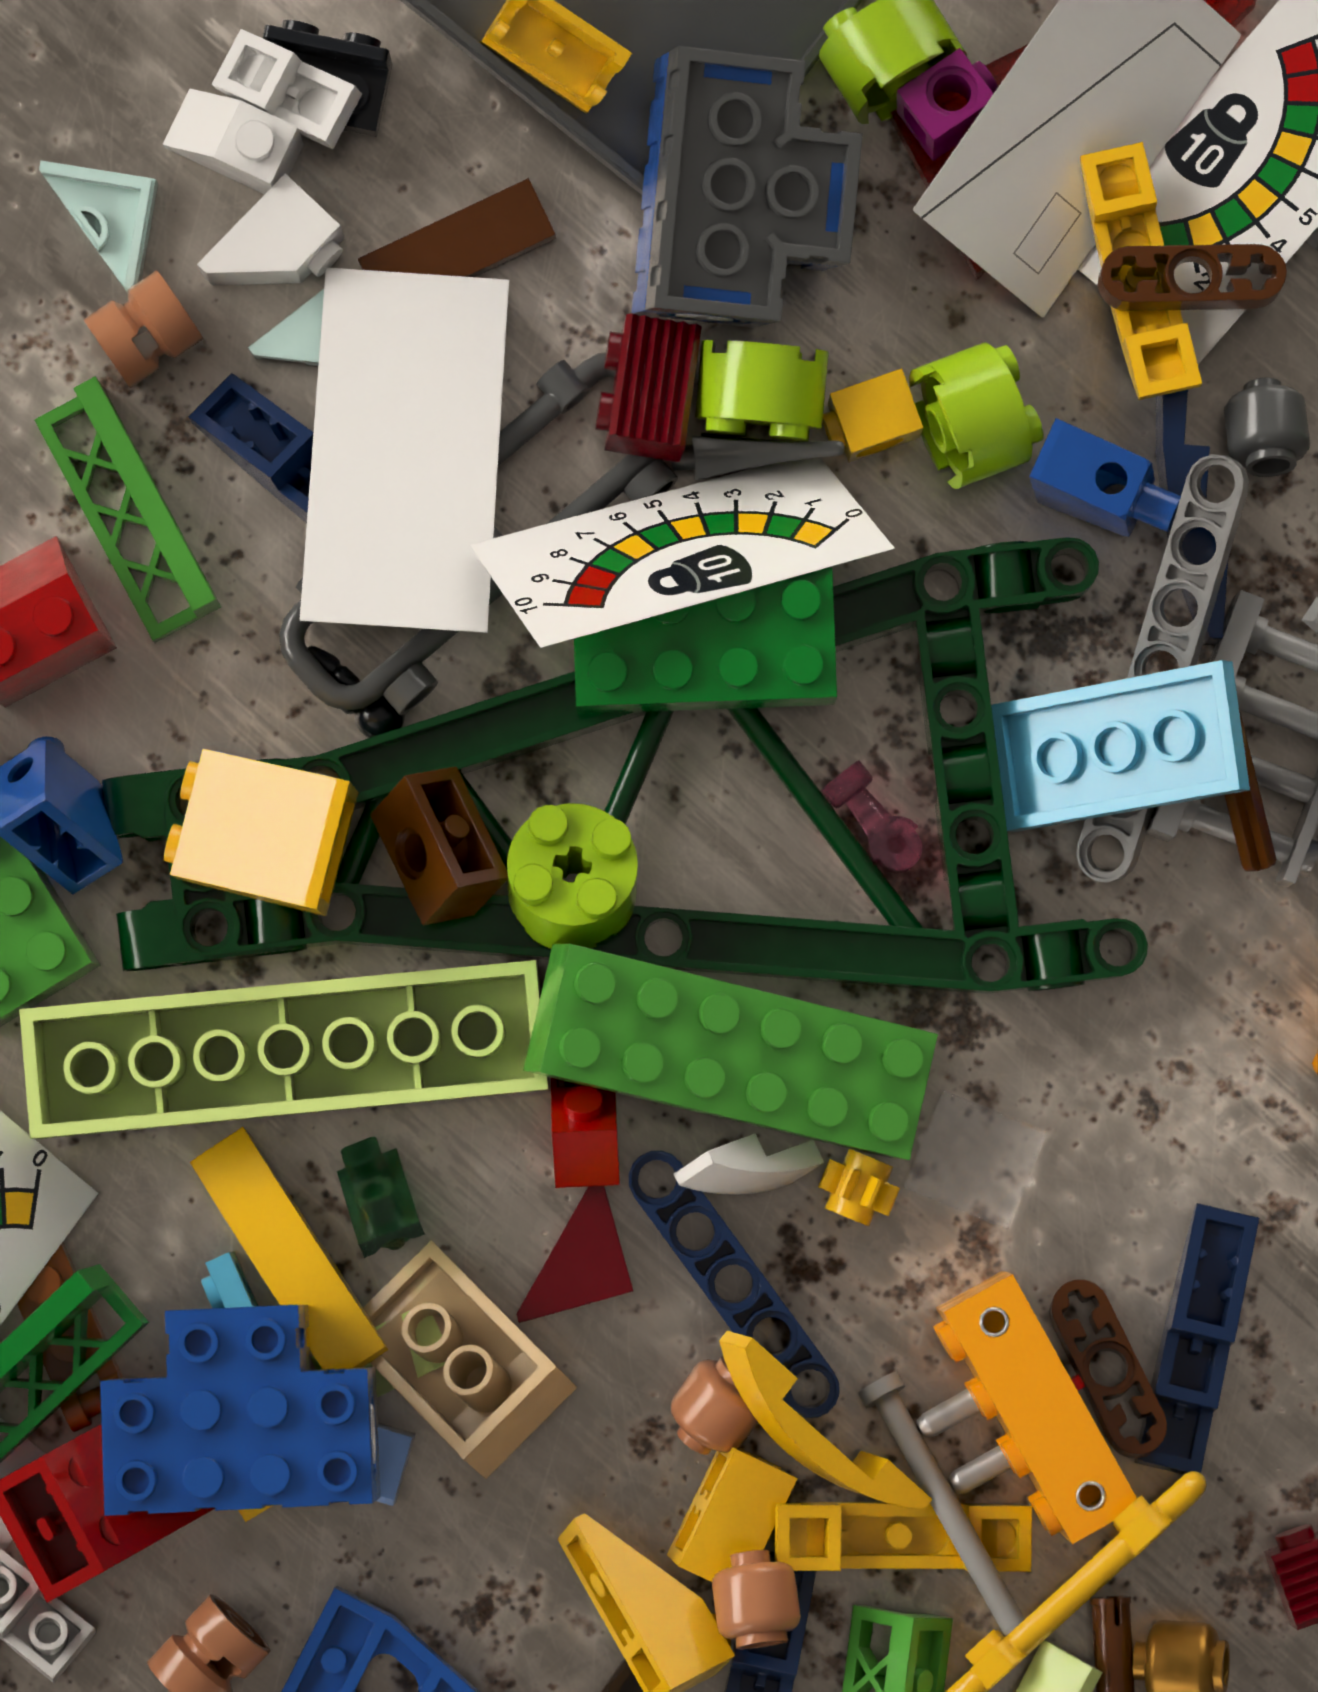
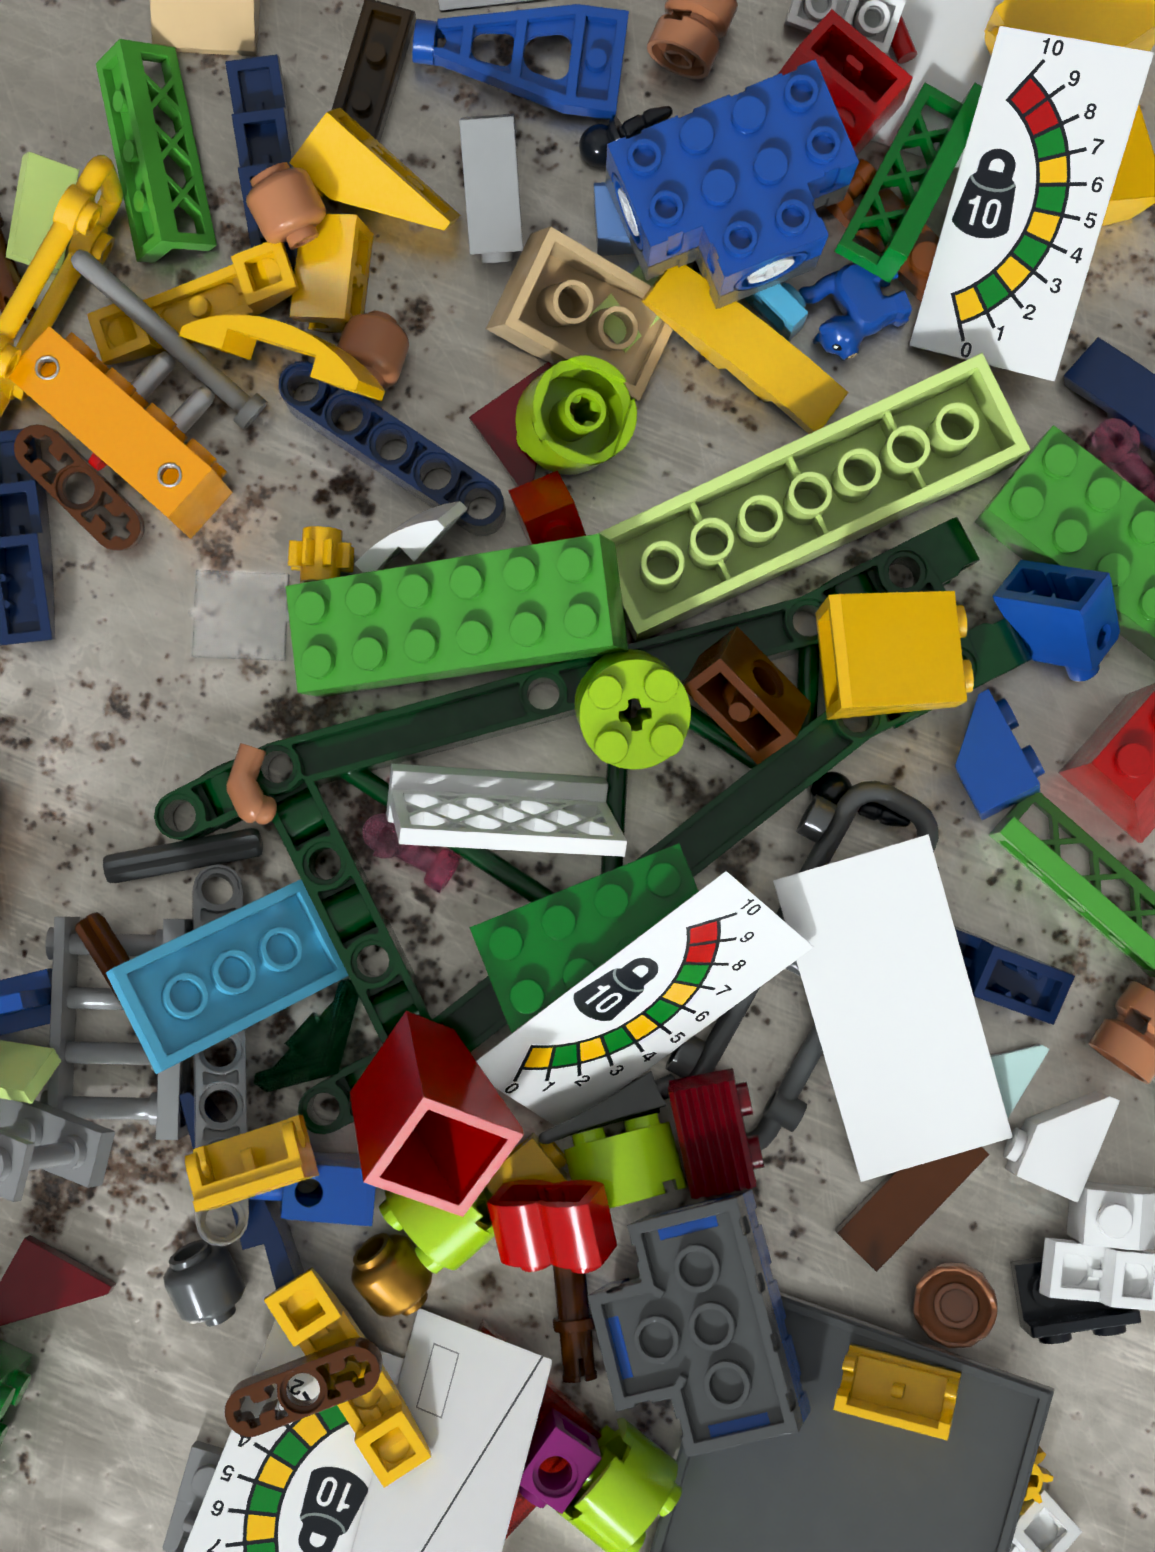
camera: 165 degrees right, 0 degrees up
(135, 1254) = (862, 306): none -> blue animal
(191, 684) = (992, 762): none -> blue slope
(361, 1562) = (596, 137): none -> black bar
(378, 1197) = (691, 412): clear green hips -> none
(457, 113) = (955, 1305): none -> nougat hair
(483, 1257) = (601, 405): none -> lime brick
(508, 1554) = (491, 186): none -> light grey slope
(766, 838) = (502, 810): none -> white fence
(861, 351) = (552, 1224): none -> red brick
(869, 270) = (574, 1326): none -> reddish brown pin
(951, 509) = (430, 1118): none -> red slope
(1033, 943) = (245, 790): none -> nougat arm
(1054, 641) = (315, 1045): none -> clear green tile
(1058, 363) = (390, 1275): none -> pearl gold head
(1138, 906) = (182, 855): none -> dark grey axle
(1161, 529) = (250, 1164): none -> yellow hinge

